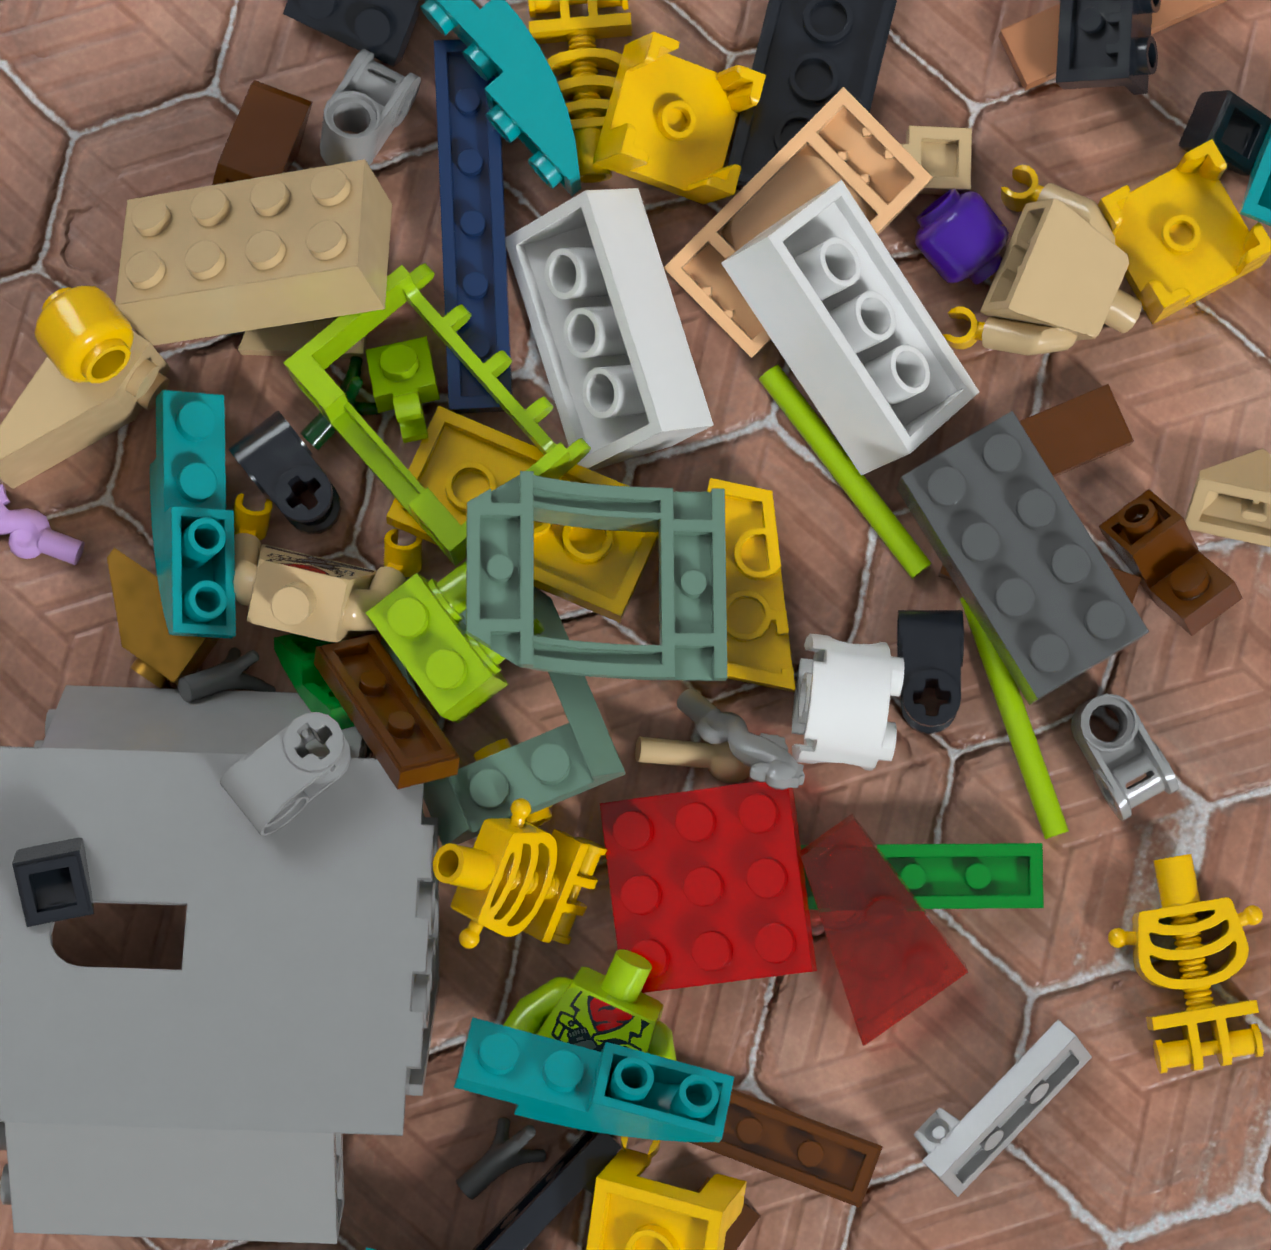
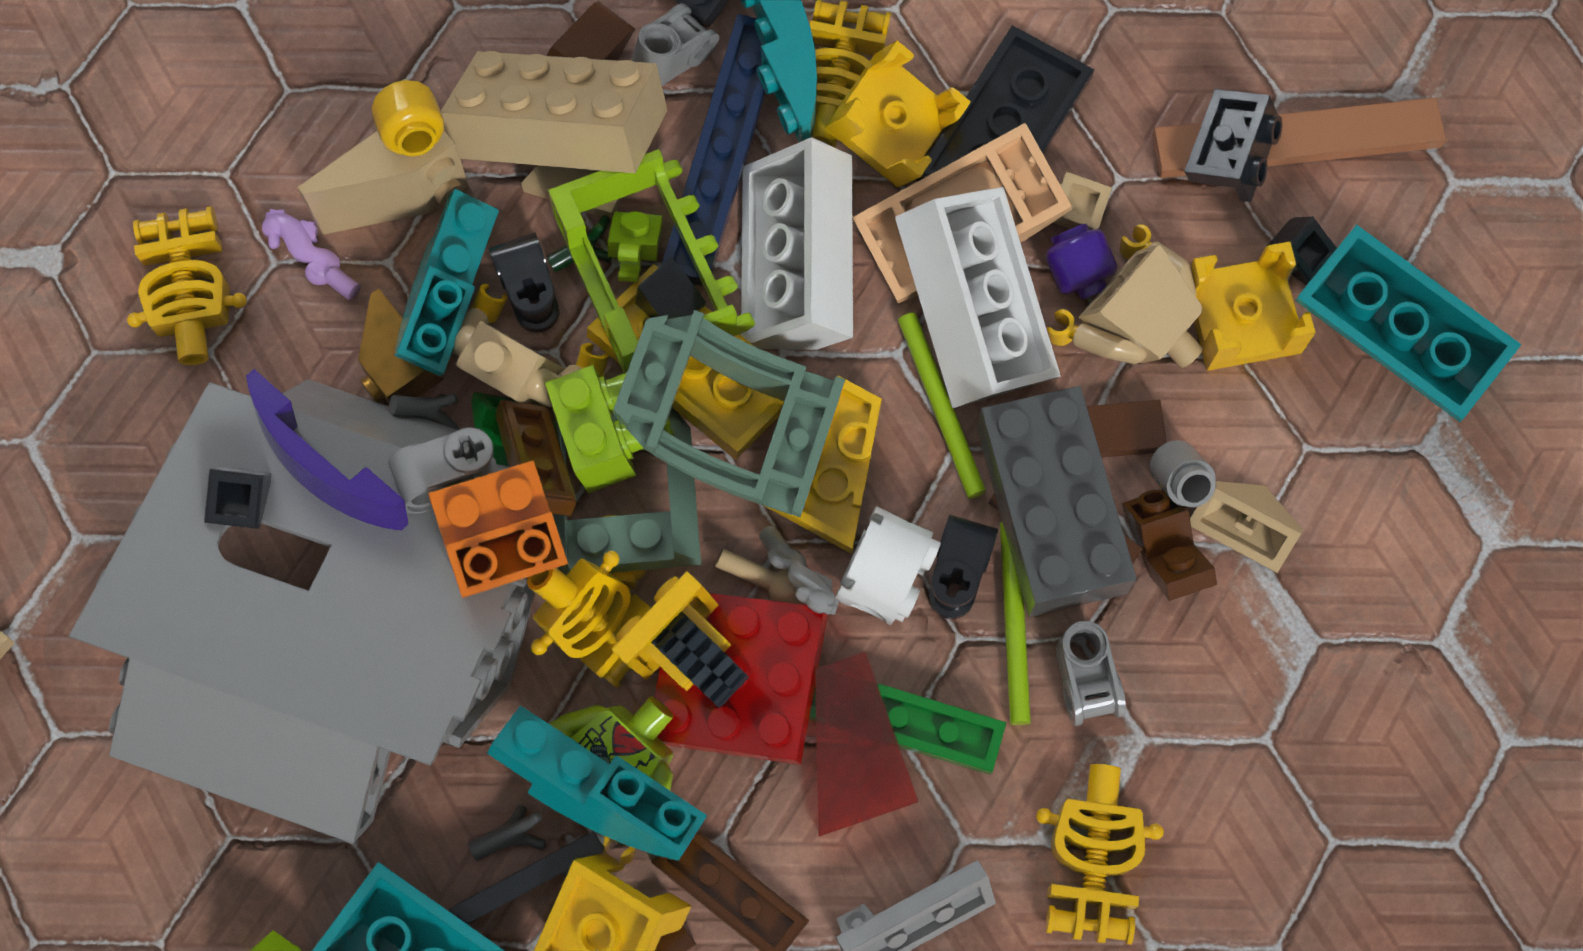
camera: 10 degrees right, 10 degrees down
(207, 838) = (362, 497): none -> dark purple slope
(383, 829) = (497, 529): none -> orange brick
(475, 447) = (668, 293): none -> black slope
(639, 881) = (681, 641): none -> plate
(1164, 474) = (1183, 473): none -> light grey brick

